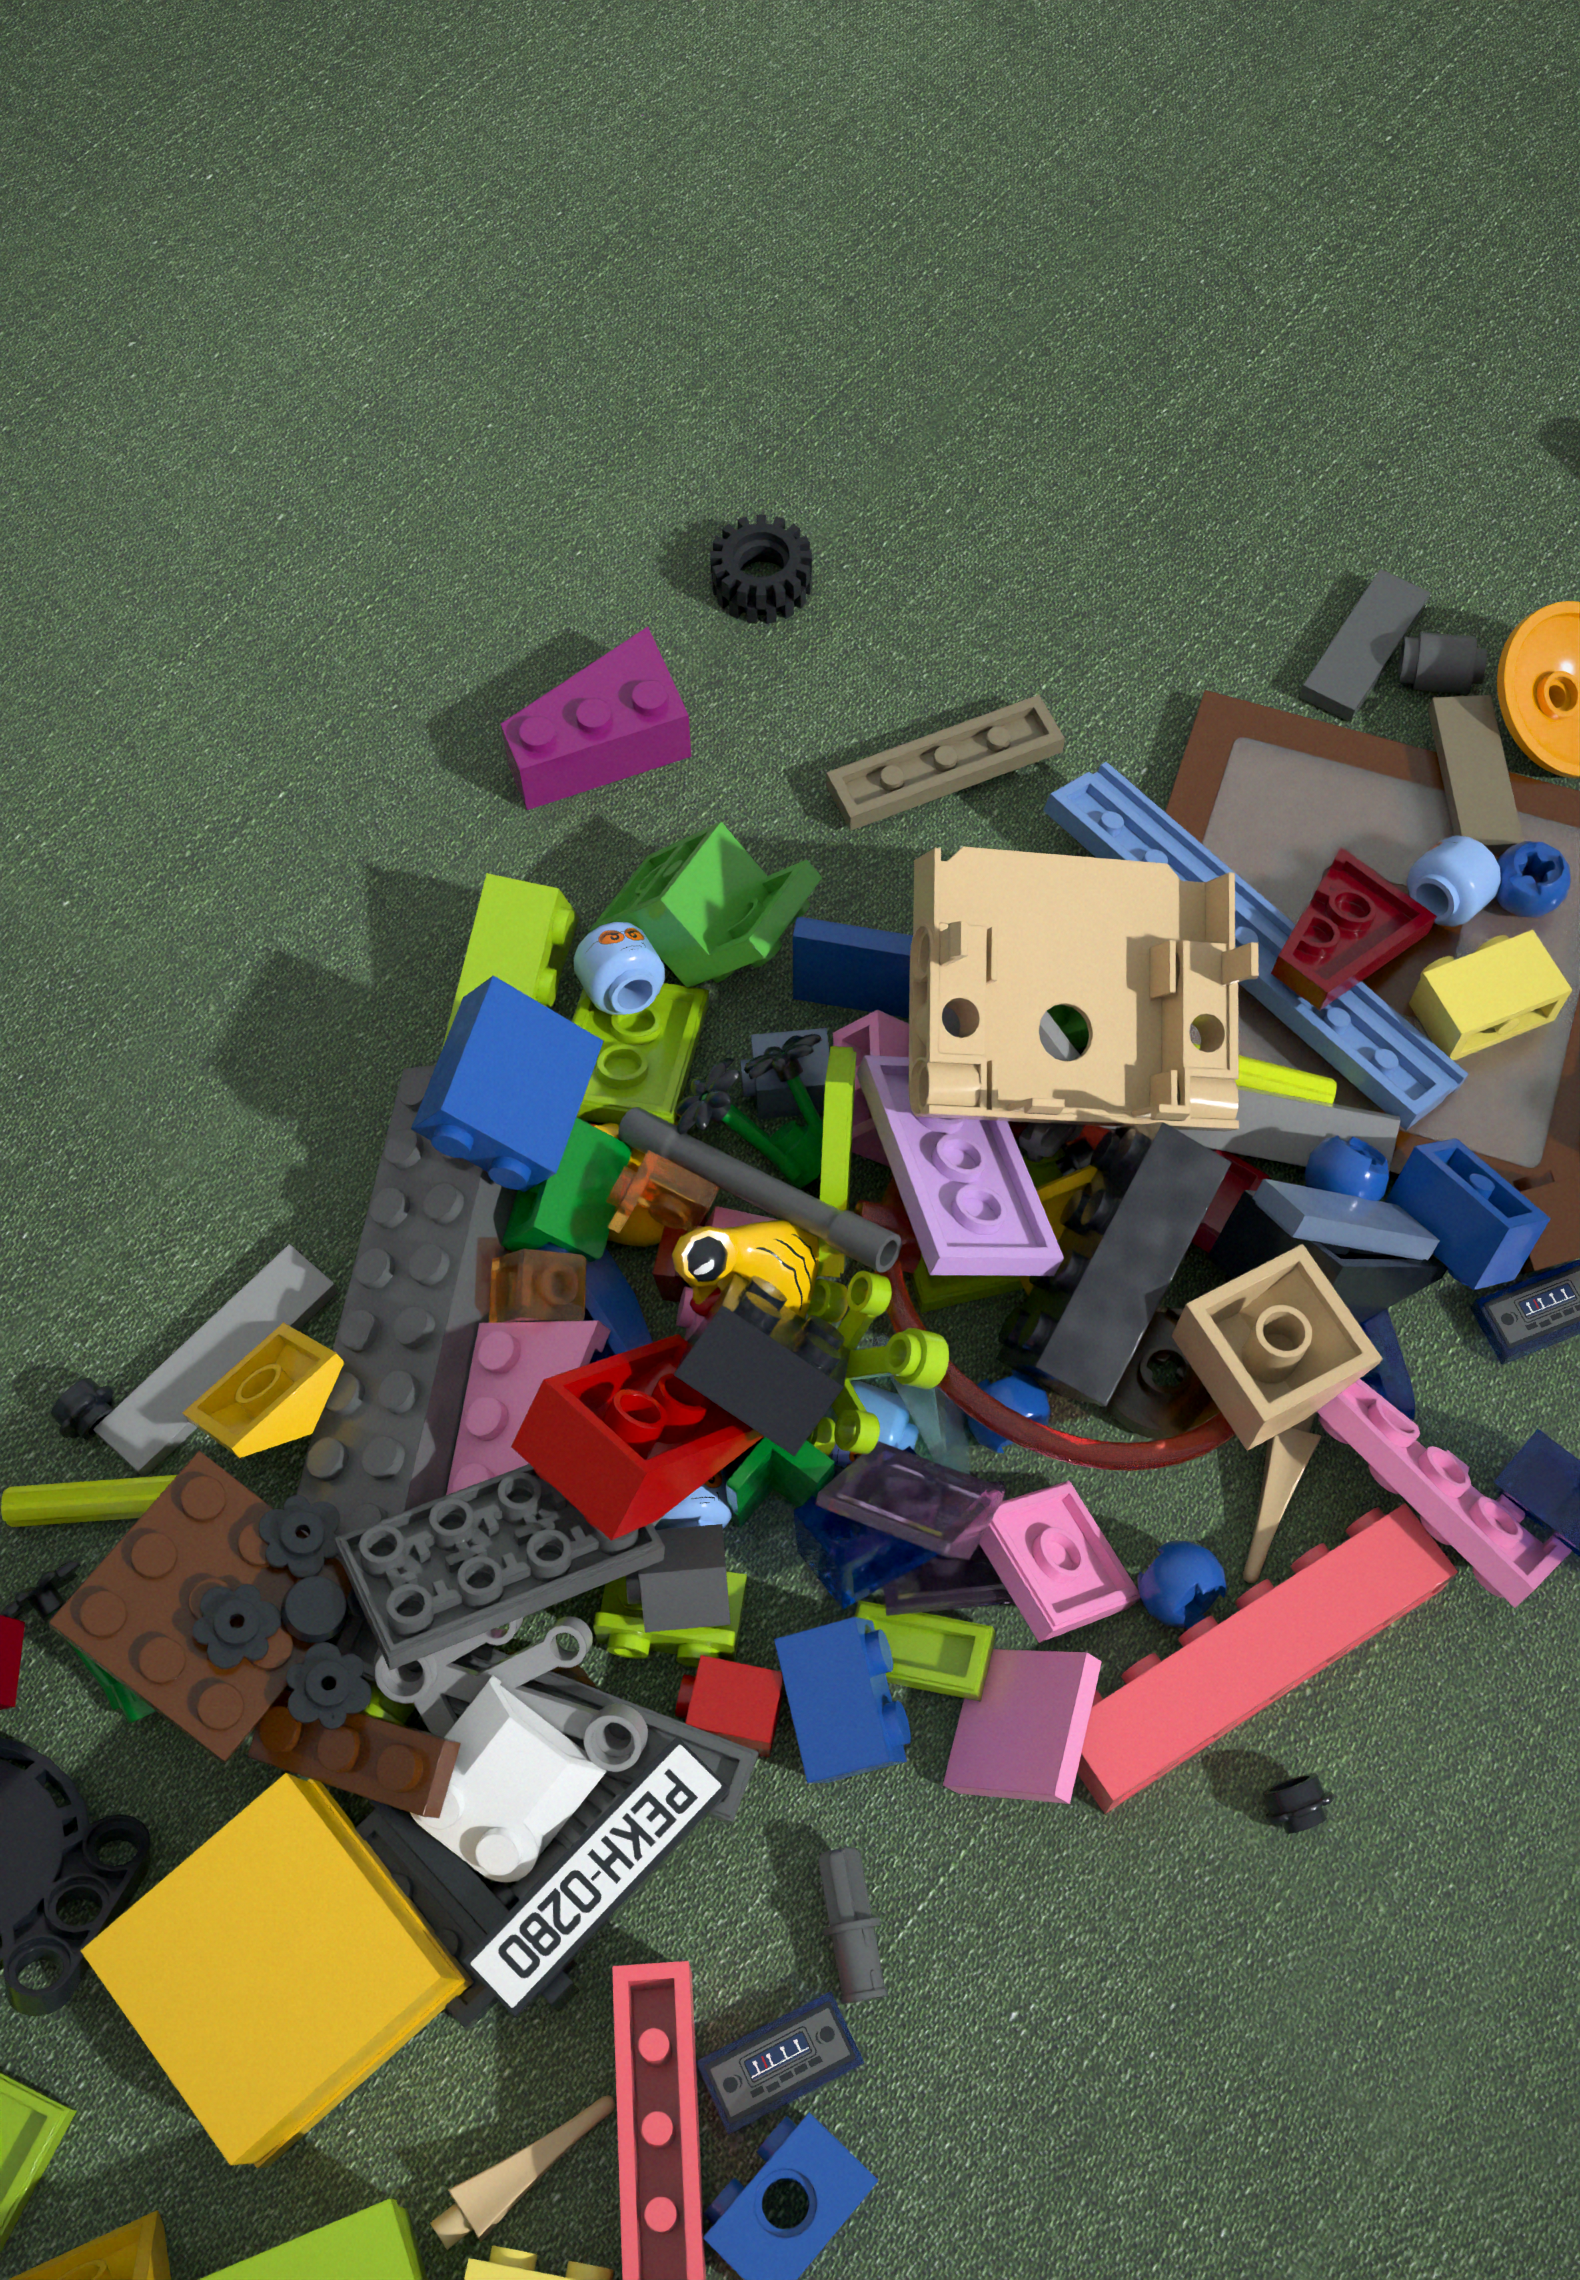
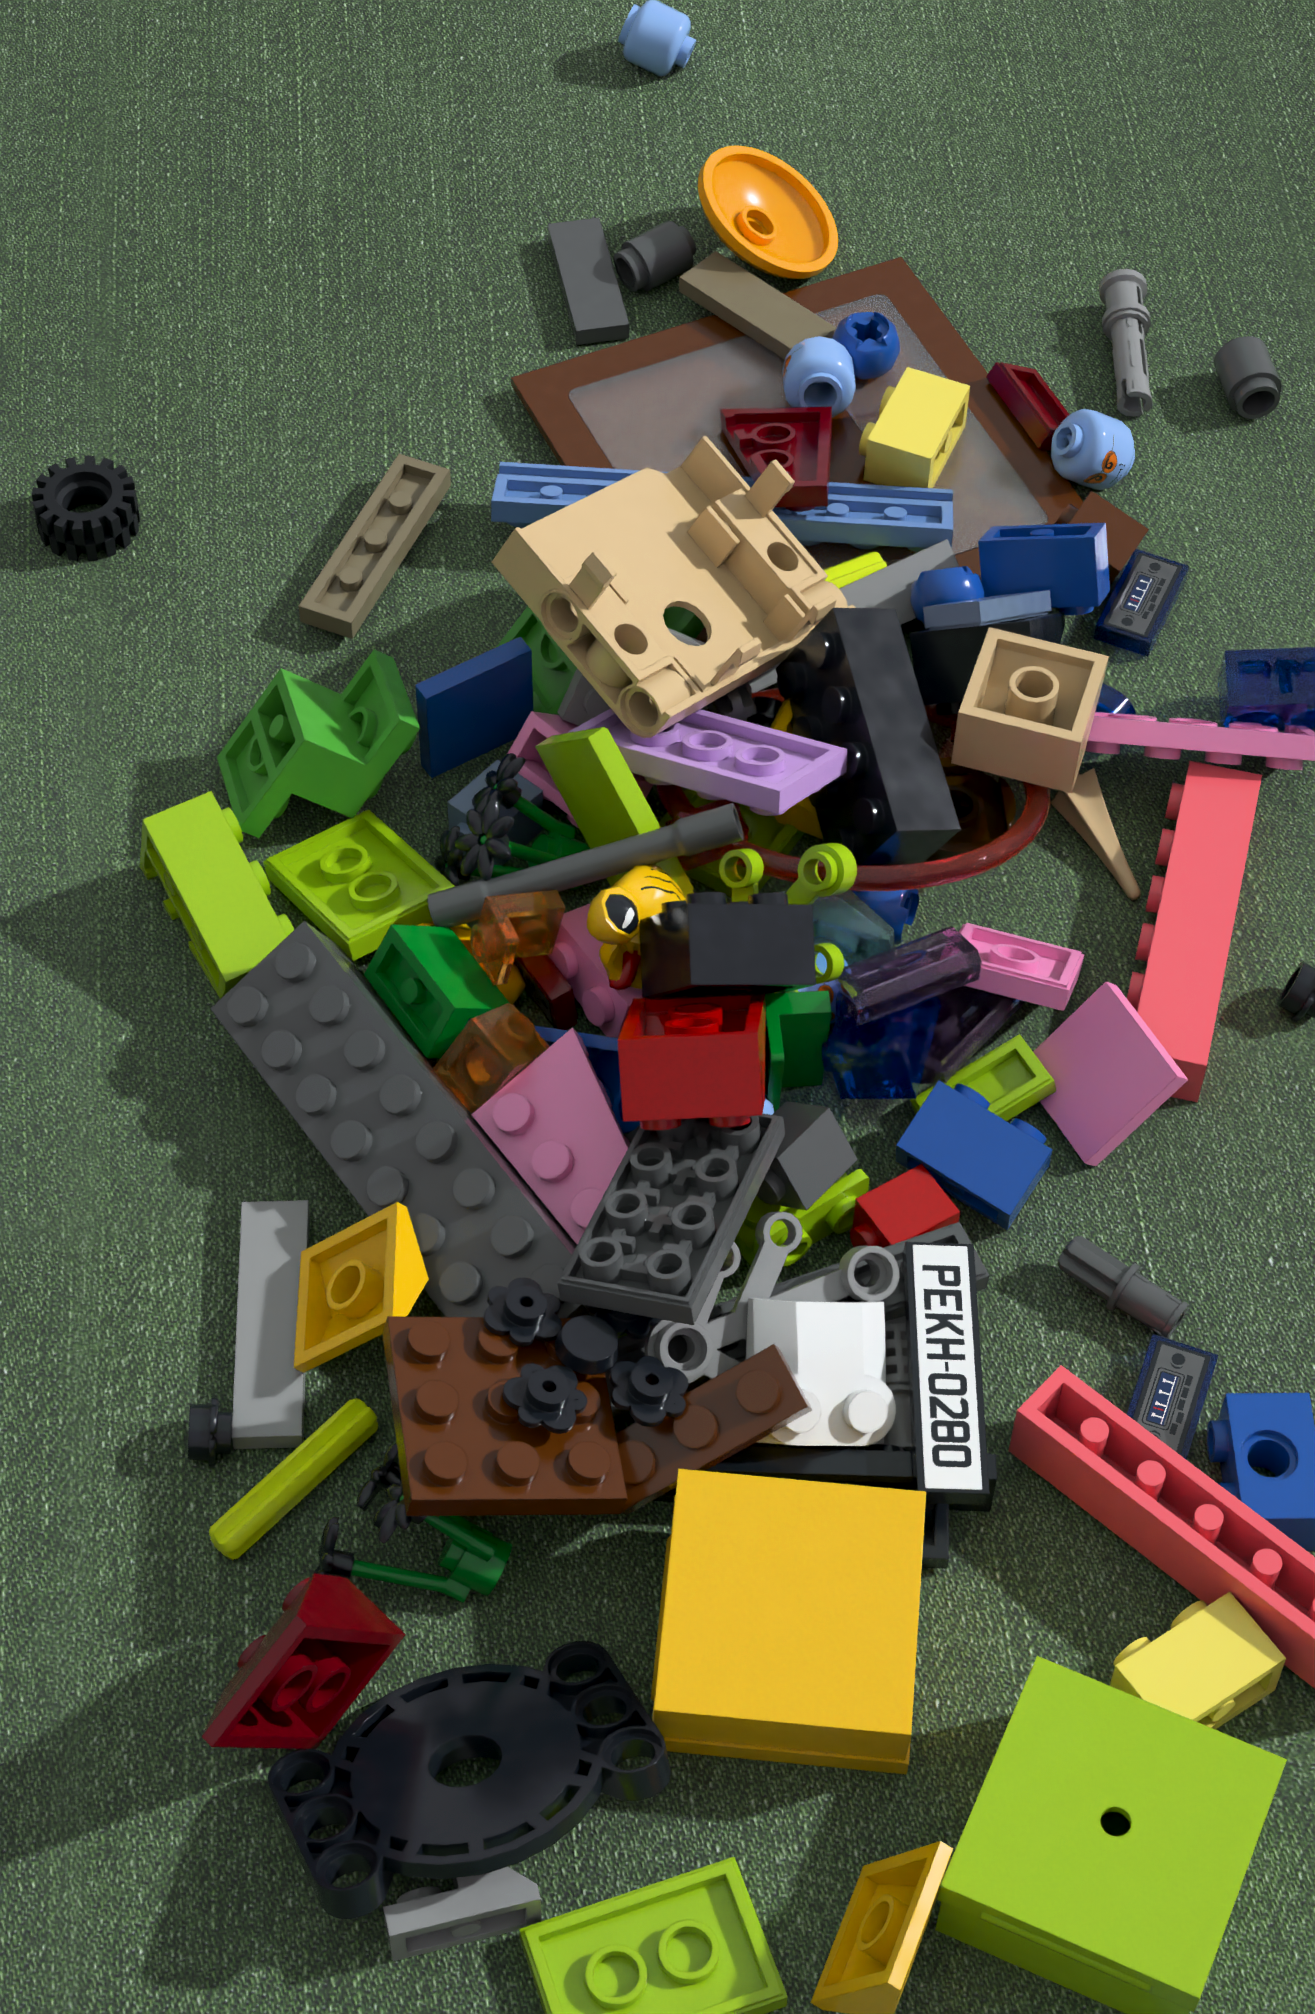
camera: 45 degrees left, 10 degrees down
(493, 2192) = (1077, 1635): tan piece -> none
(507, 1085) = (337, 926): blue brick -> none
(598, 726) = (86, 690): magenta wedge -> none
(619, 968) = (303, 825): light blue head -> none
(1181, 1584) = (1104, 920): blue piece -> none

